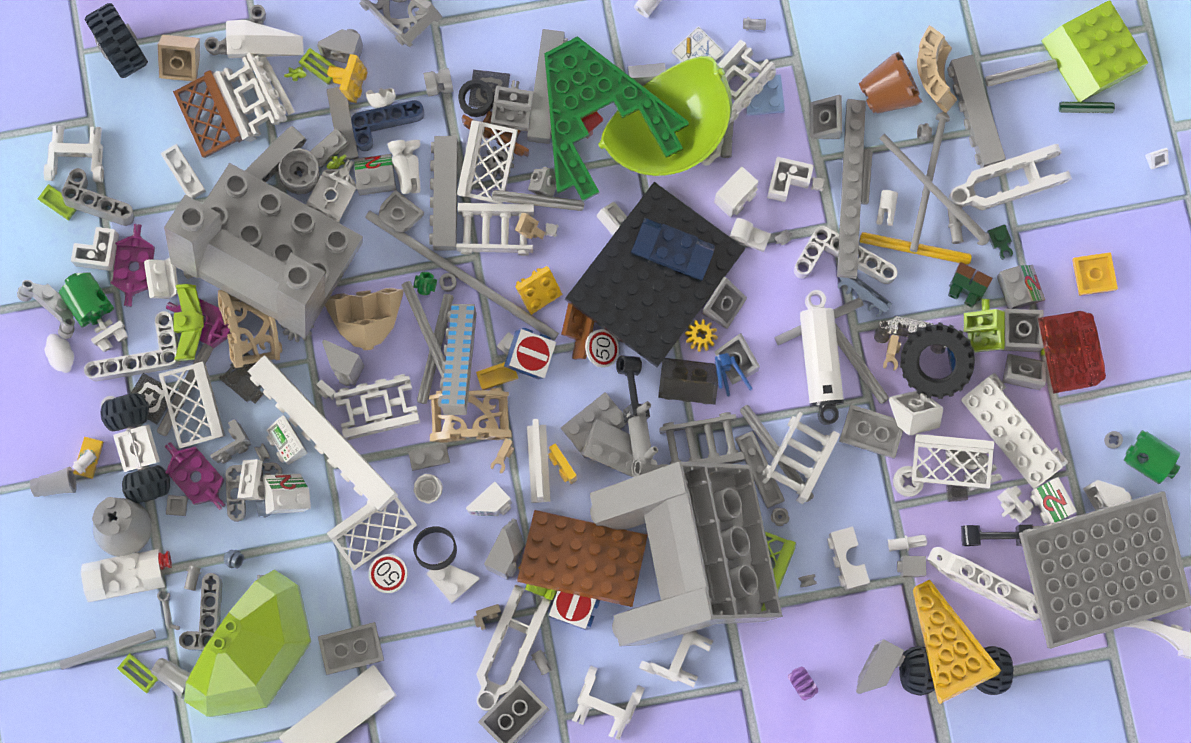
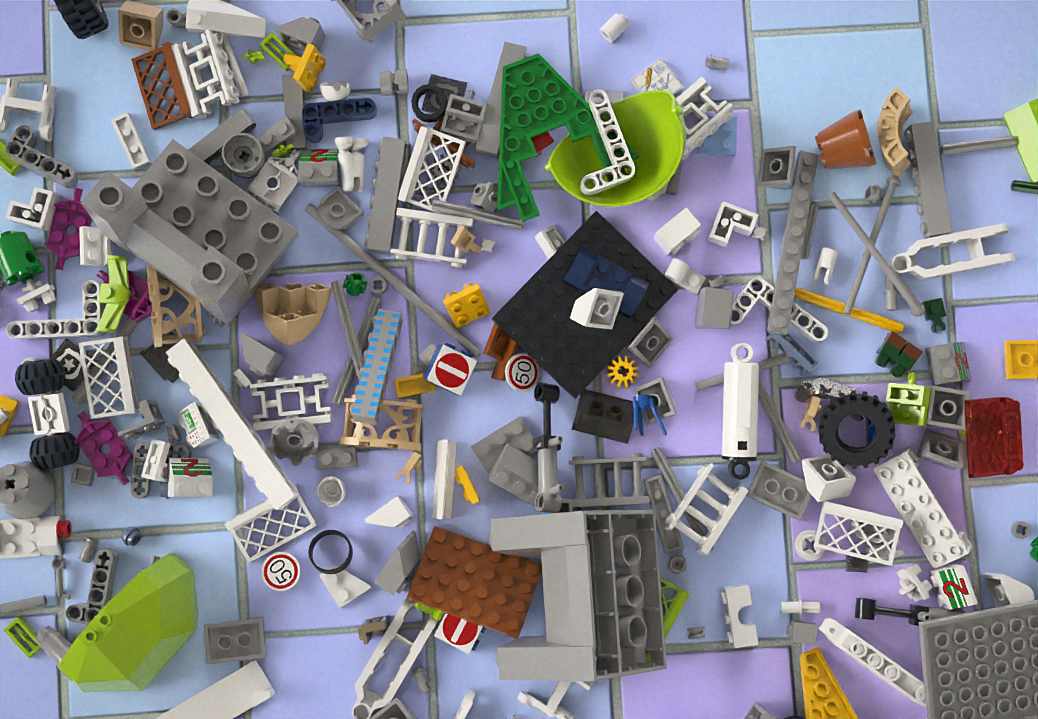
camera: 10 degrees right, 5 degrees up
(388, 452) = (296, 449): none -> light grey plate
(660, 116) = (611, 146): none -> white beam
(668, 274) = (597, 308): none -> white slope
(783, 262) = (714, 308): none -> light grey slope

